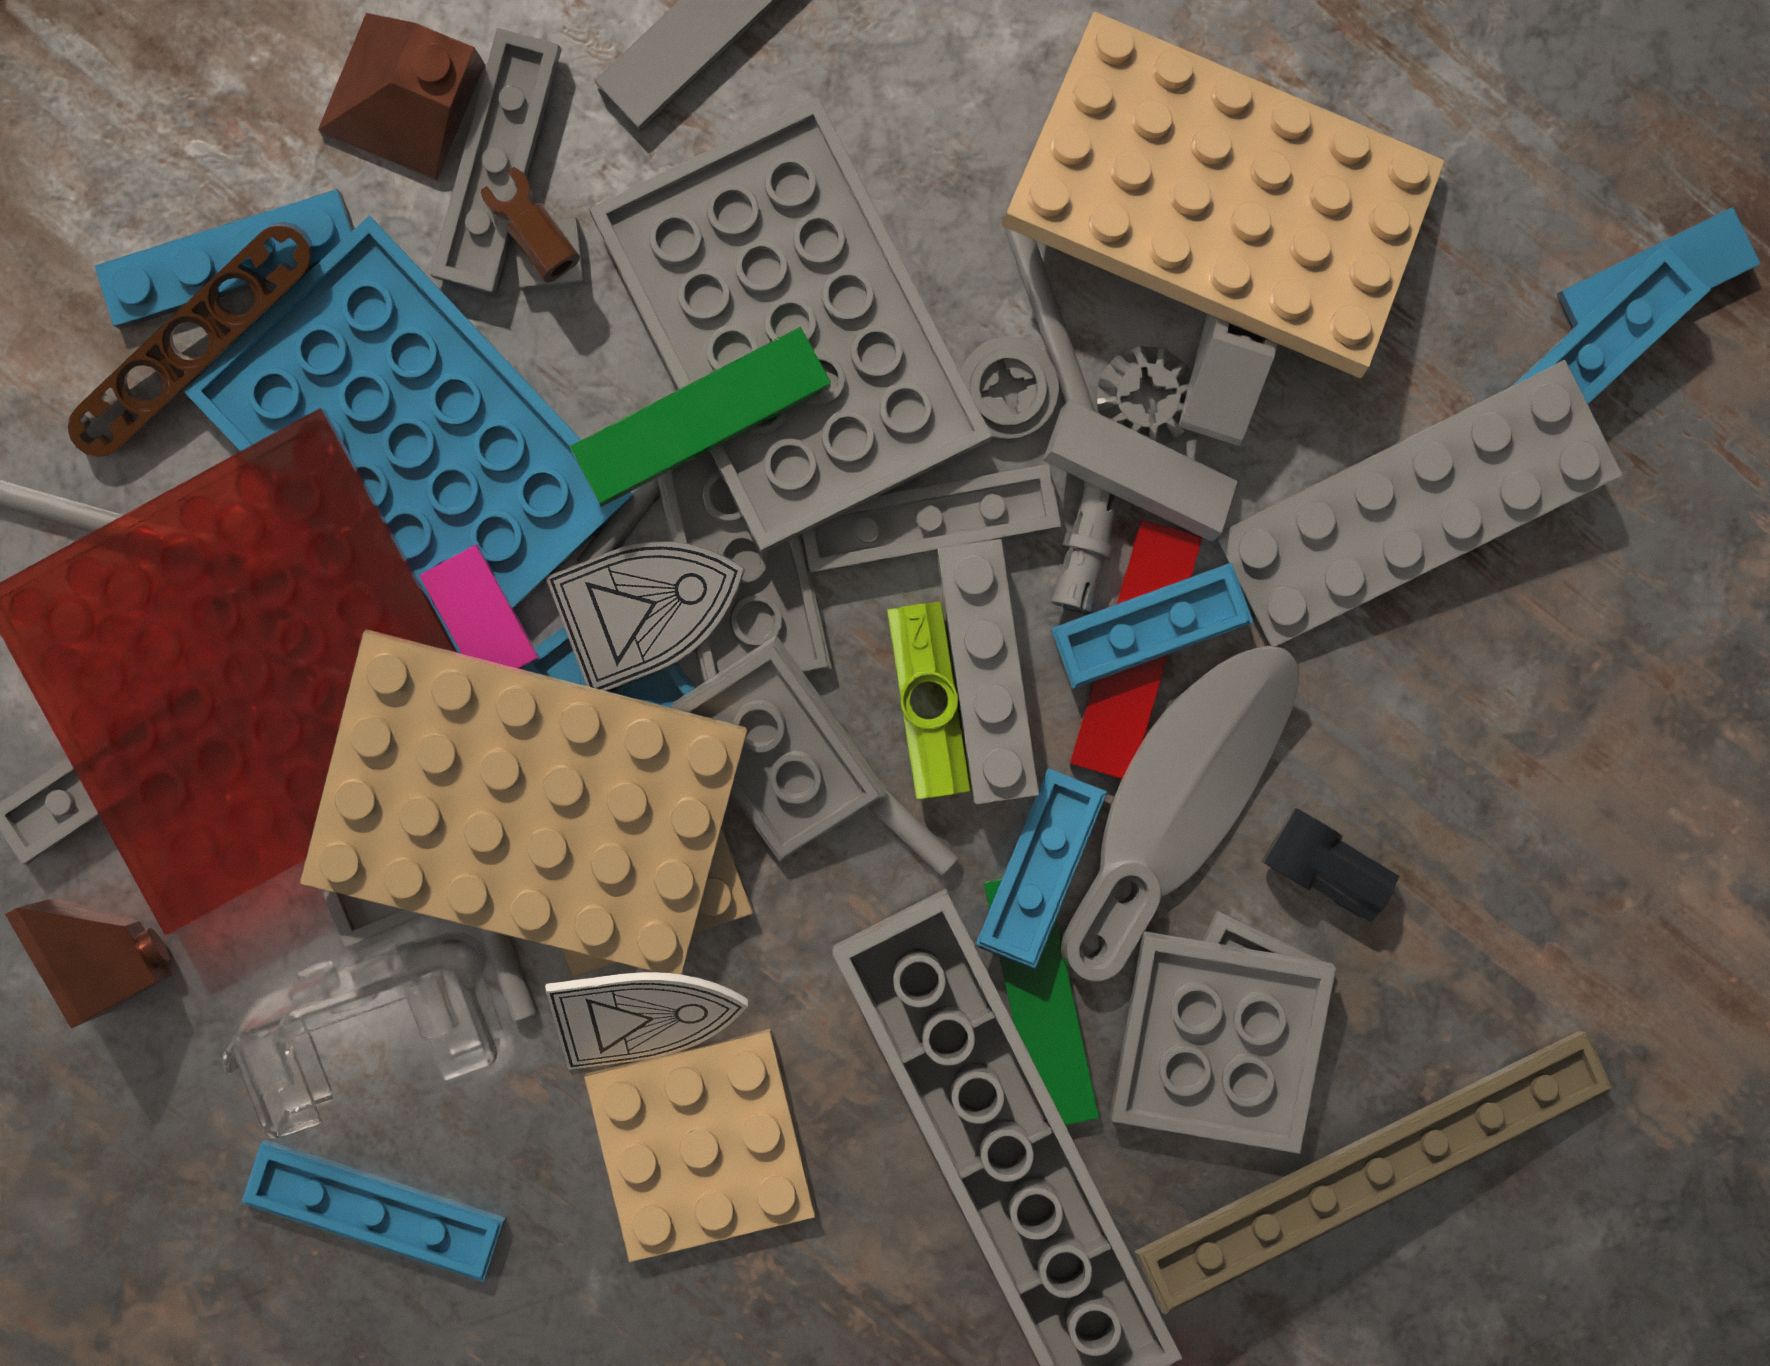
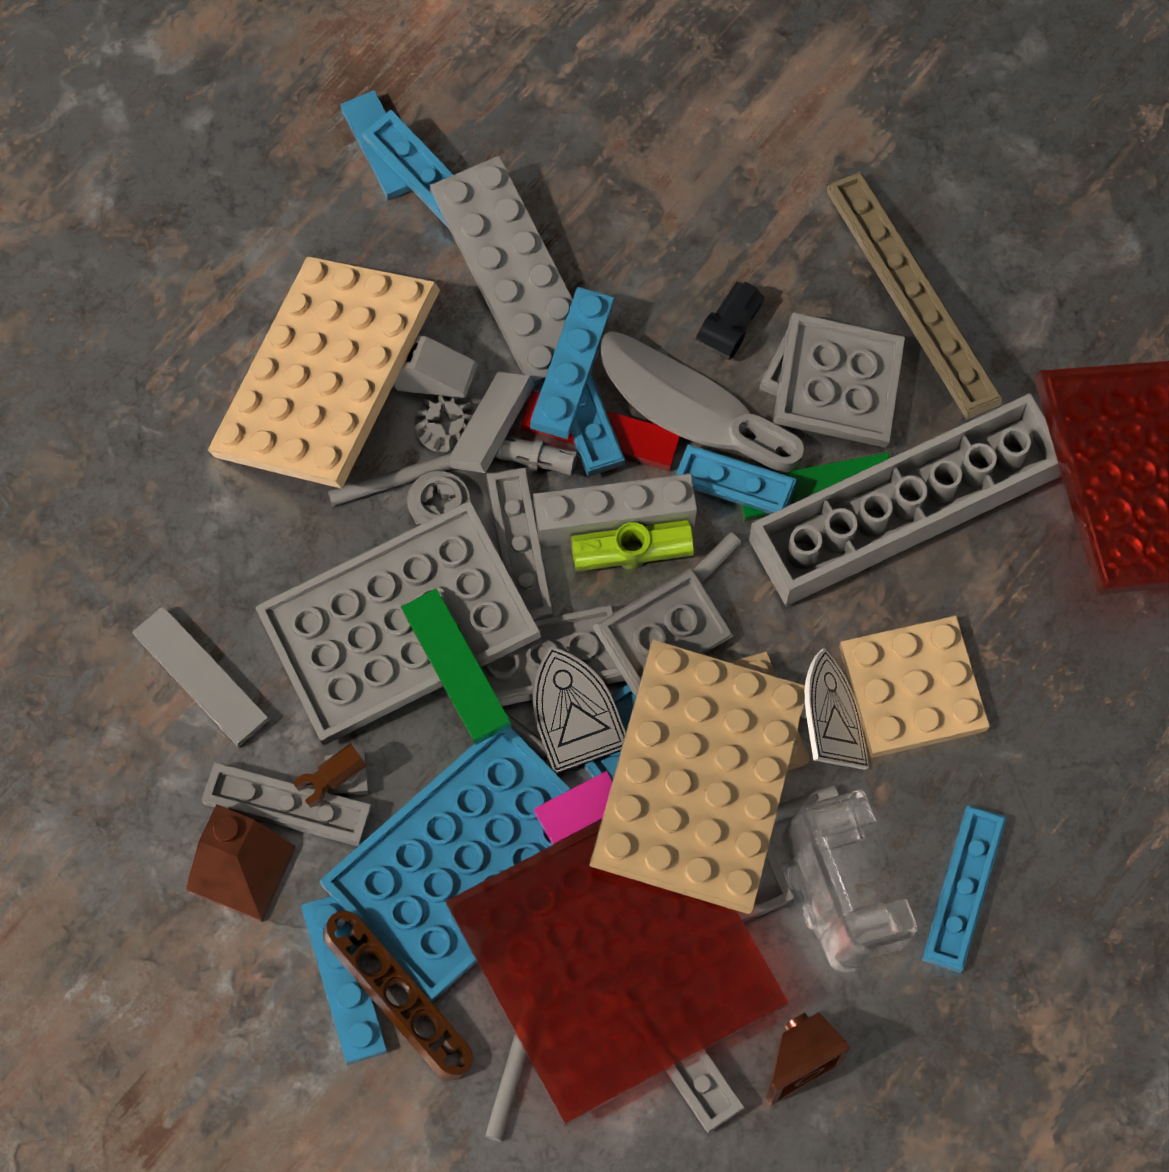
camera: 90 degrees left, 20 degrees down
(1240, 602) = (572, 363): none -> dark azure plate

